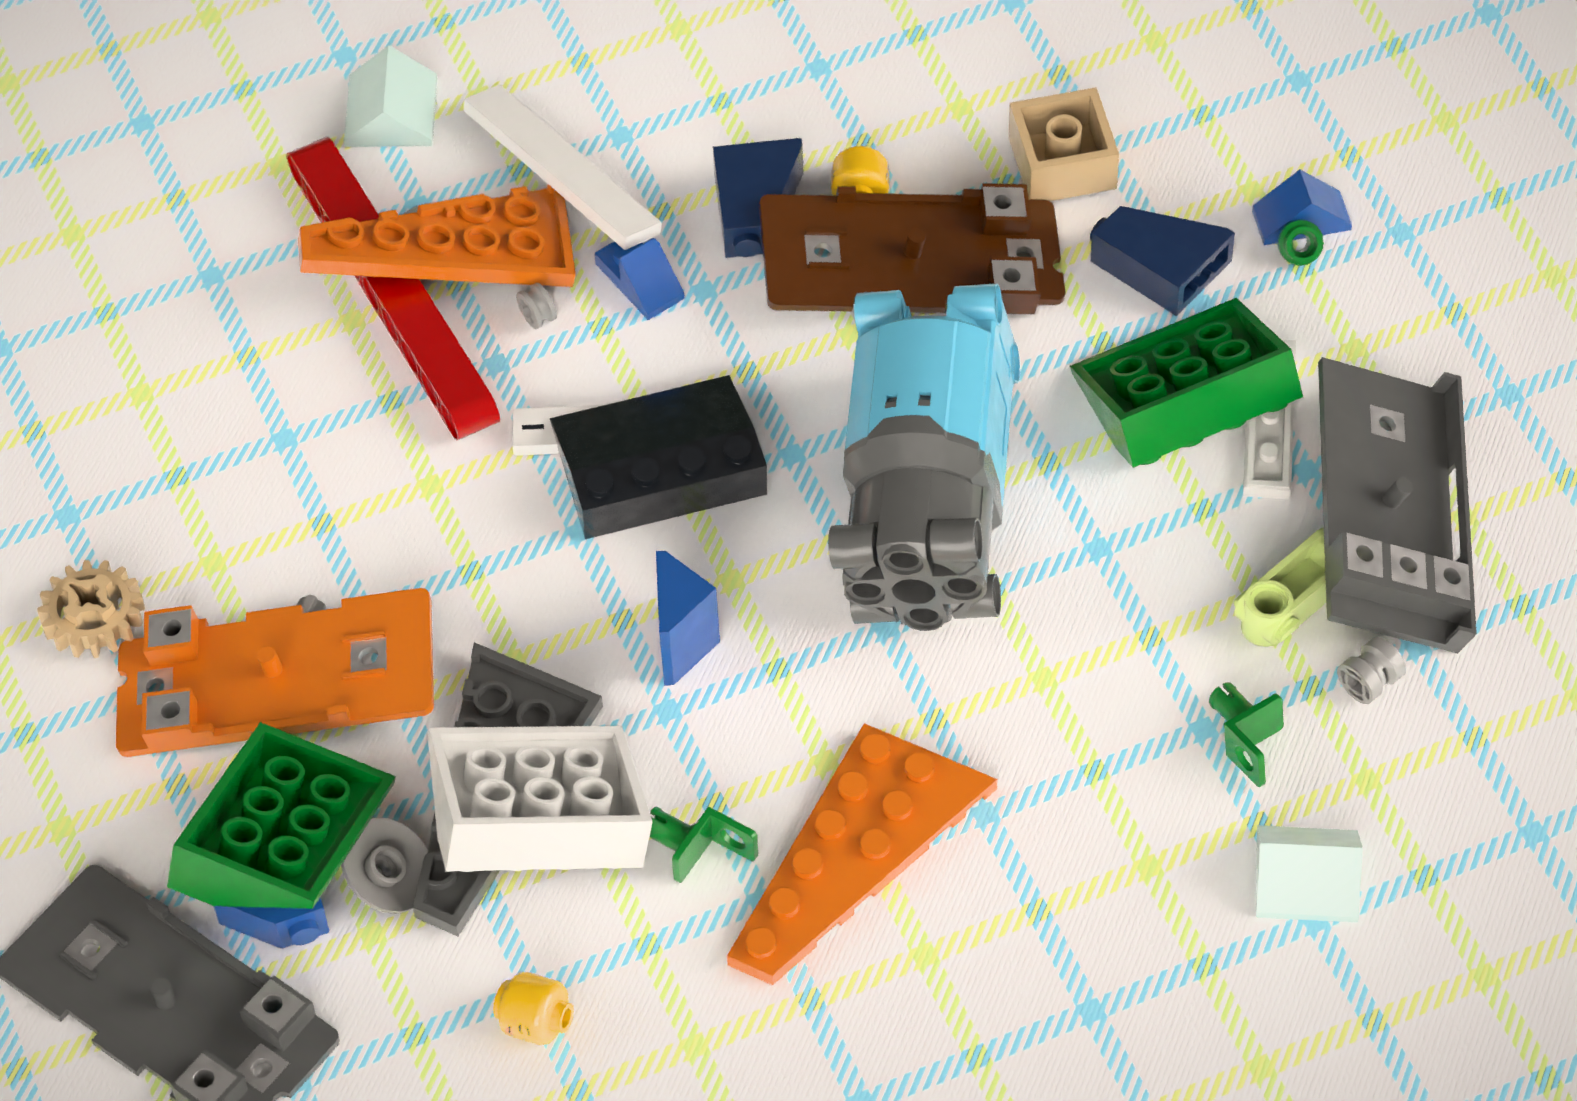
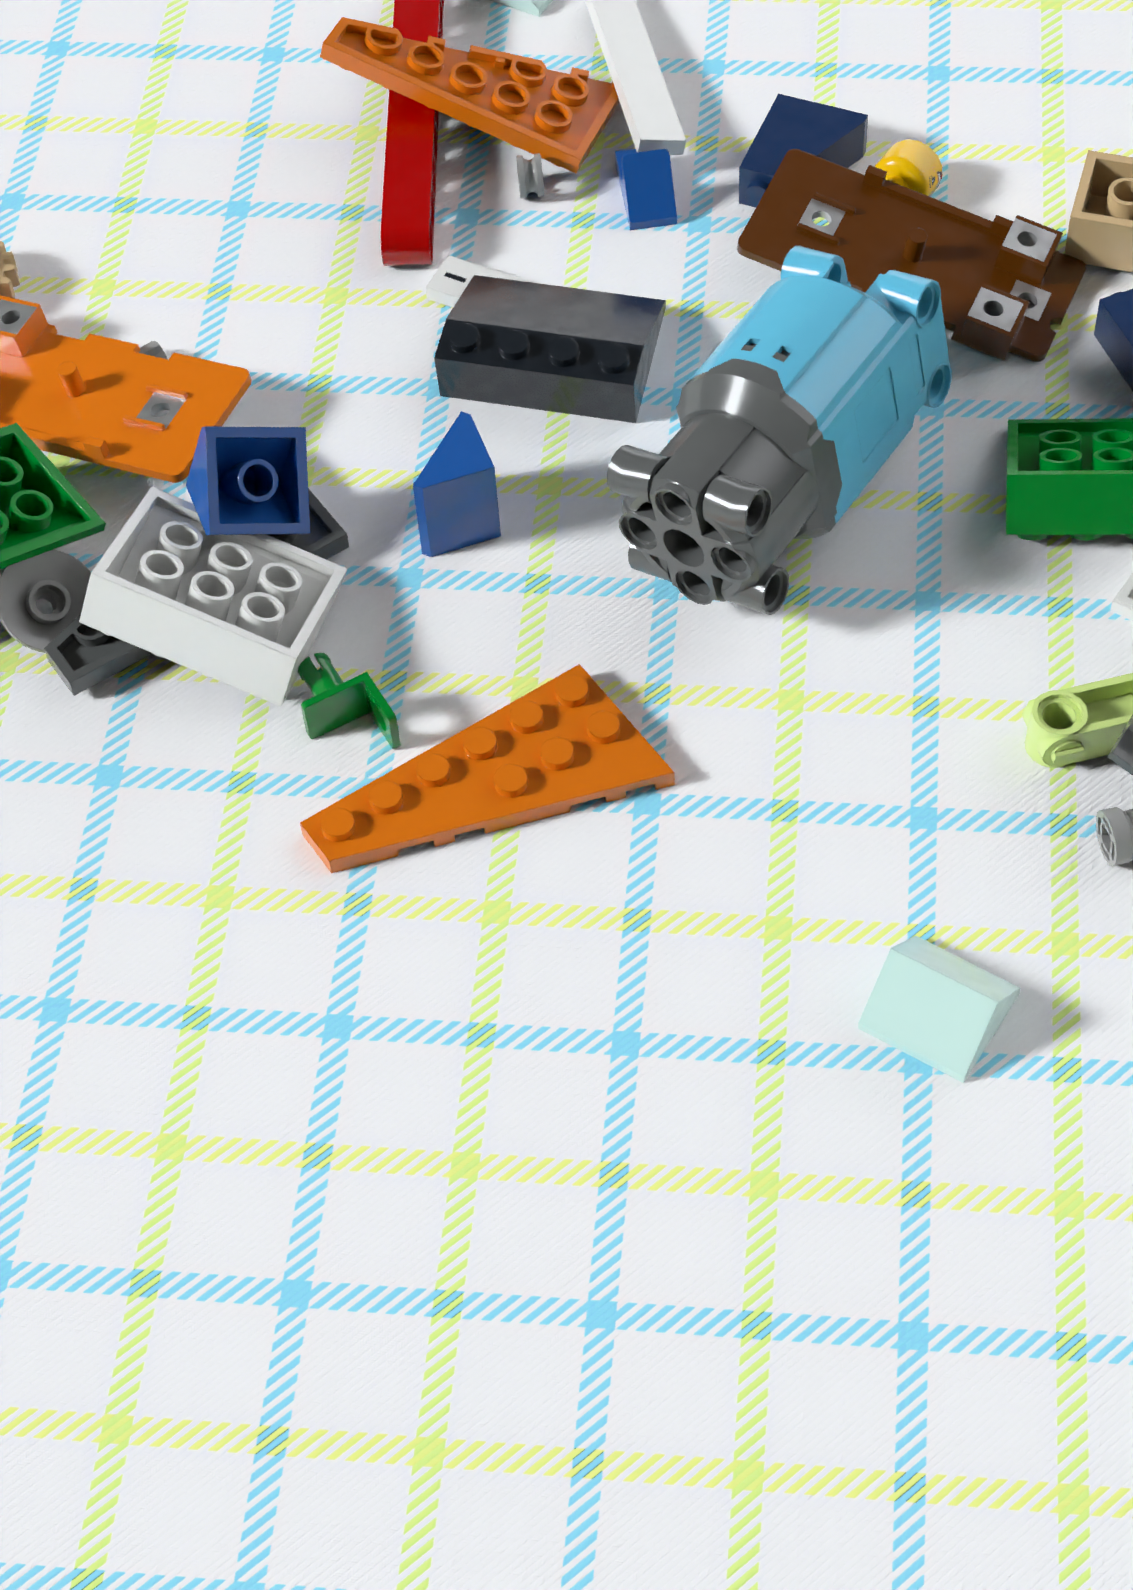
camera: 30 degrees right, 0 degrees up
(511, 688) = (251, 480): none -> blue slope
(533, 1008) = (85, 786): yellow head -> none
(1246, 727) = (965, 830): green bracket -> none

